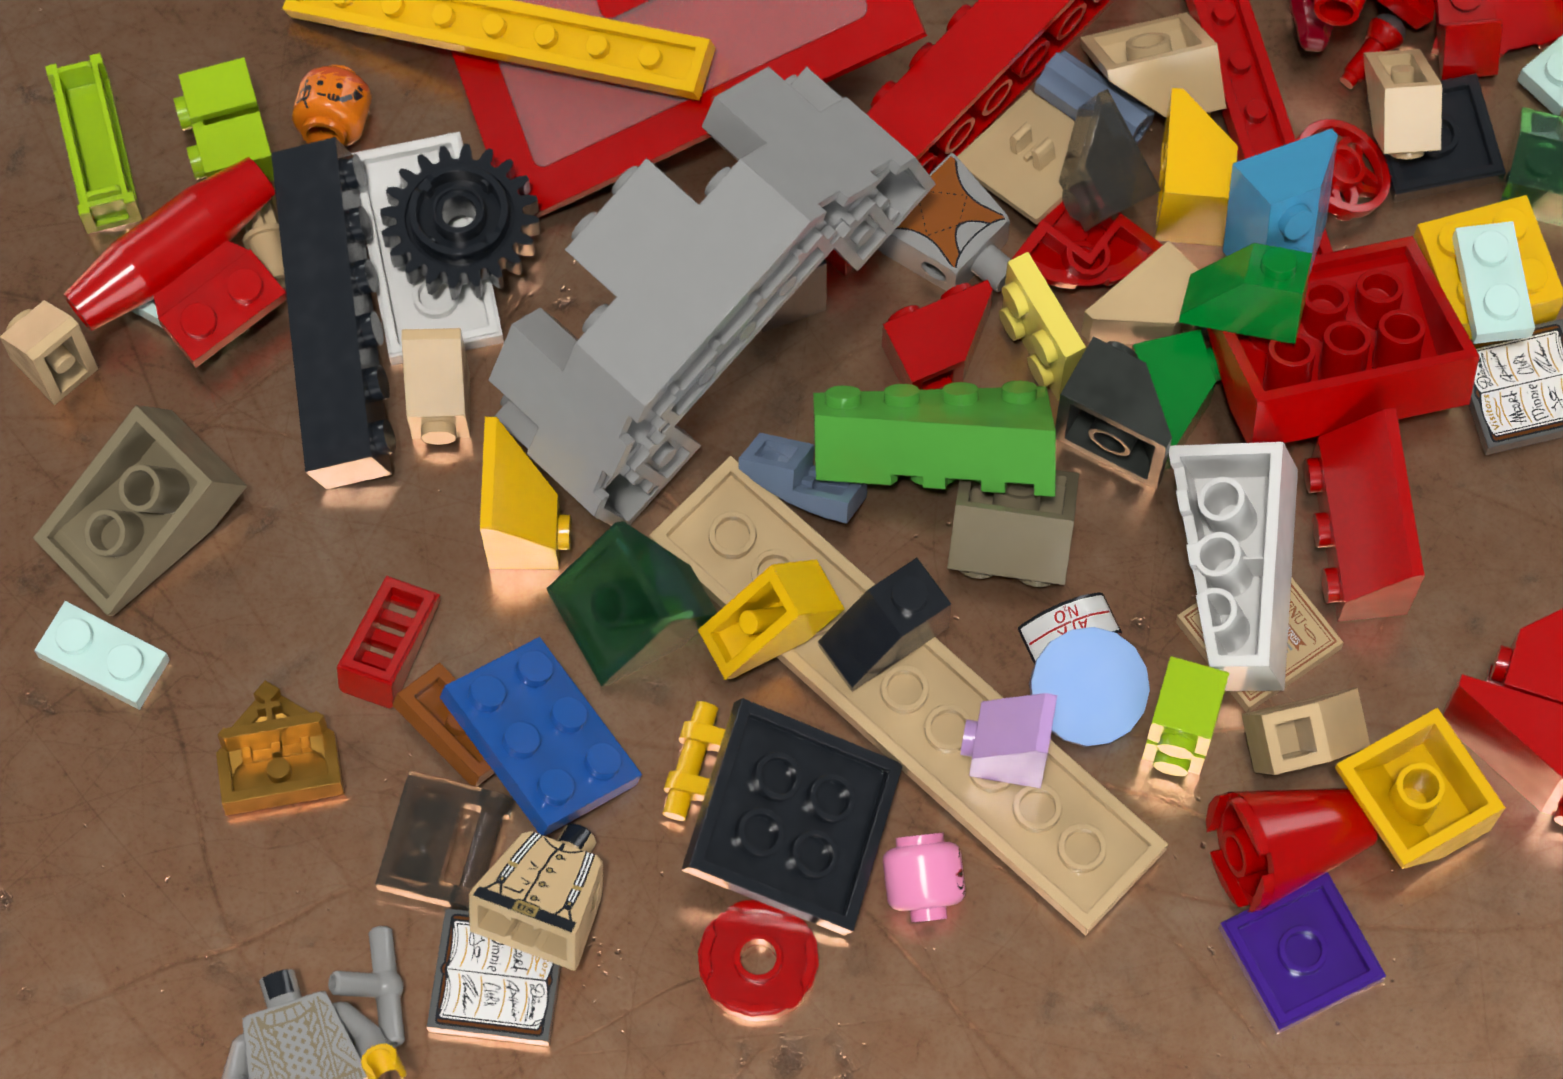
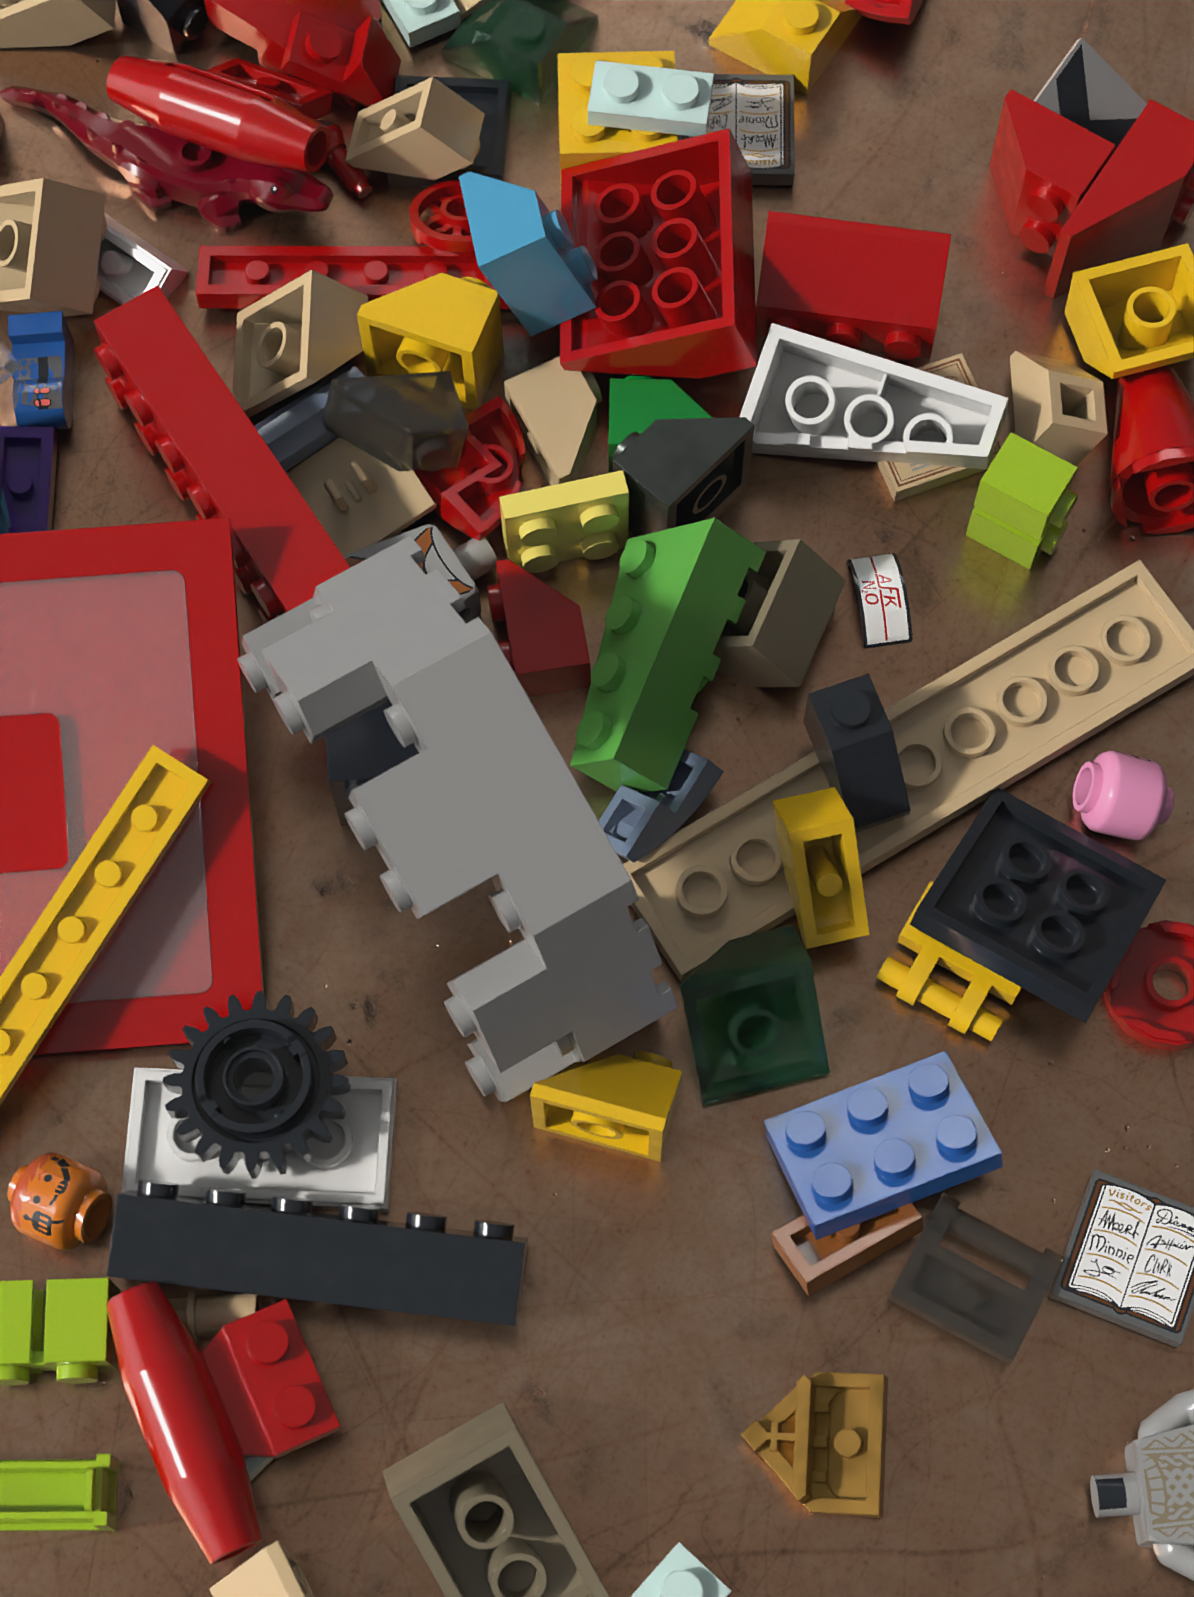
camera: 75 degrees left, 0 degrees up
(374, 675) = (770, 1319): red slope -> none
(382, 984) = (1124, 1383): light grey piece -> none
(436, 384) = (450, 1156): tan slope -> none
(541, 896) = (1073, 1177): tan torso -> none
(1011, 739) = (1021, 655): lavender slope -> none
(1096, 682) = (954, 590): light blue tile -> none
(1250, 293) = (607, 303): green slope -> none

